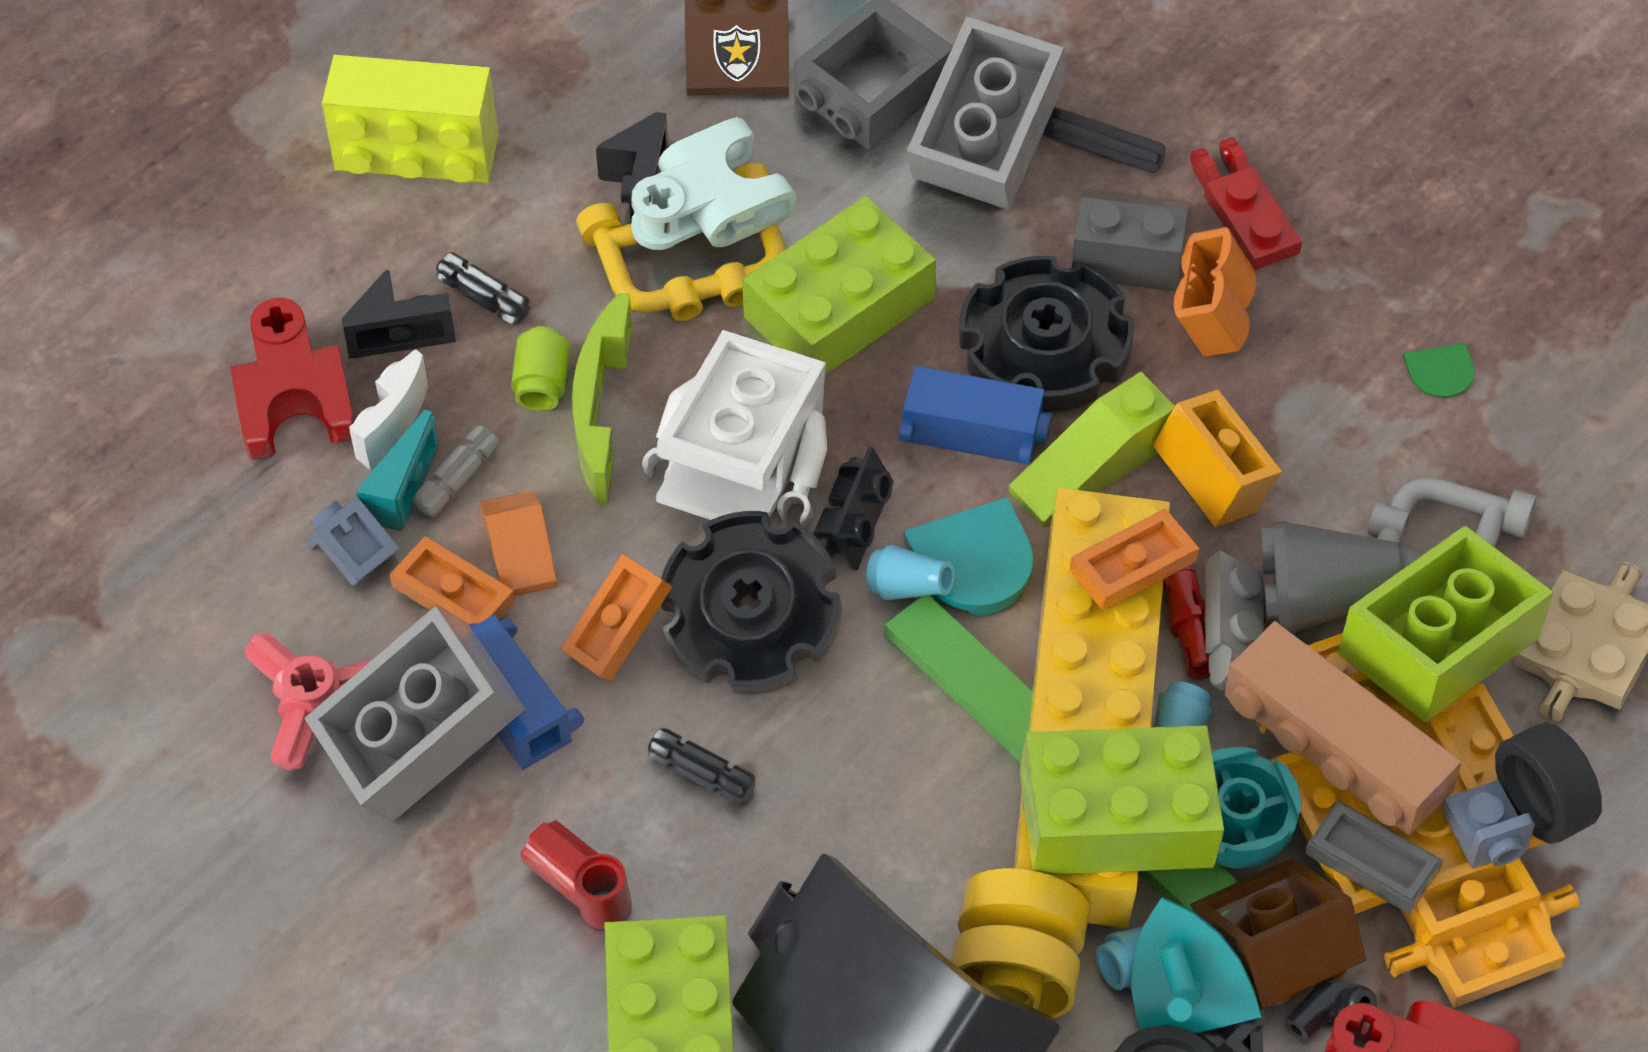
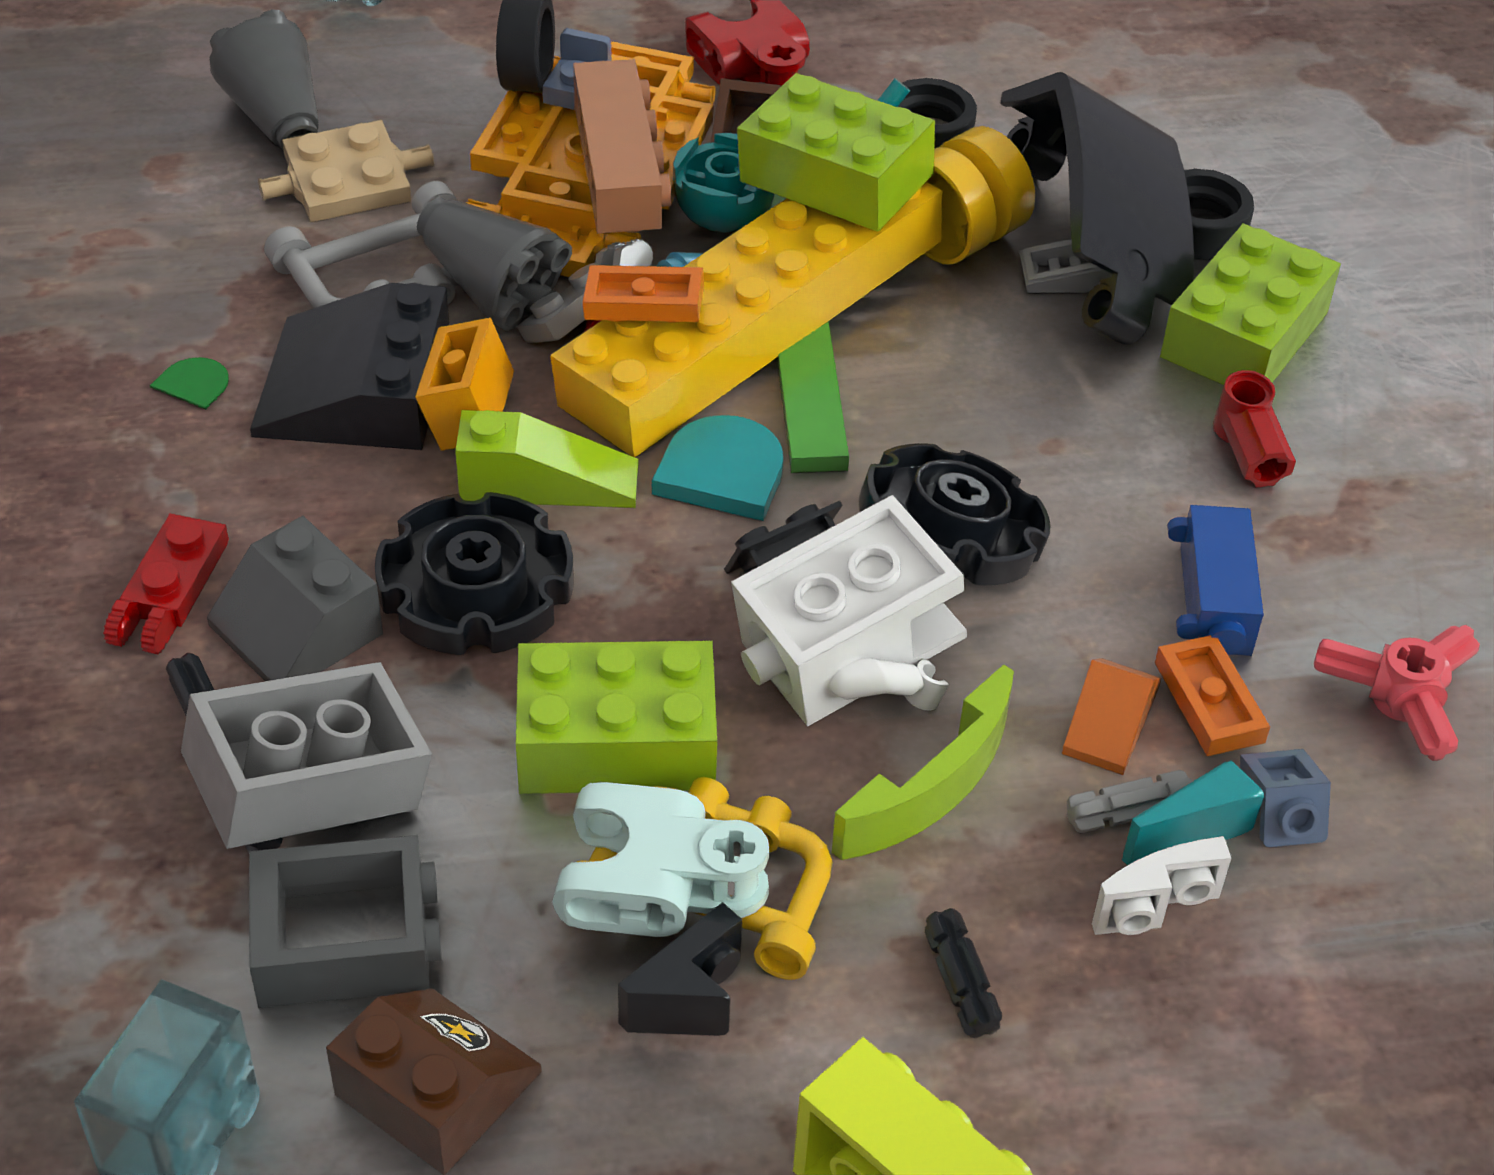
camera: 145 degrees left, 10 degrees down
(288, 379) = (1252, 991): red piece -> none
(384, 325) = (1106, 981): black slope -> none
(414, 713) = (1336, 556): light grey brick -> none
(540, 368) = (973, 836): lime brick -> none
(616, 618) = (1082, 566): orange plate -> none
(701, 766) = (1089, 456): black axle -> none
(907, 574) = (799, 464): medium azure cone -> none
(974, 415) = (618, 549): blue brick -> none
(1215, 292) = (318, 487): orange brick -> none
(1331, 439) = (354, 369): none -> black slope
(1373, 857) = (676, 108): dark grey tile -> none
(1444, 623) = (467, 148): lime brick -> none

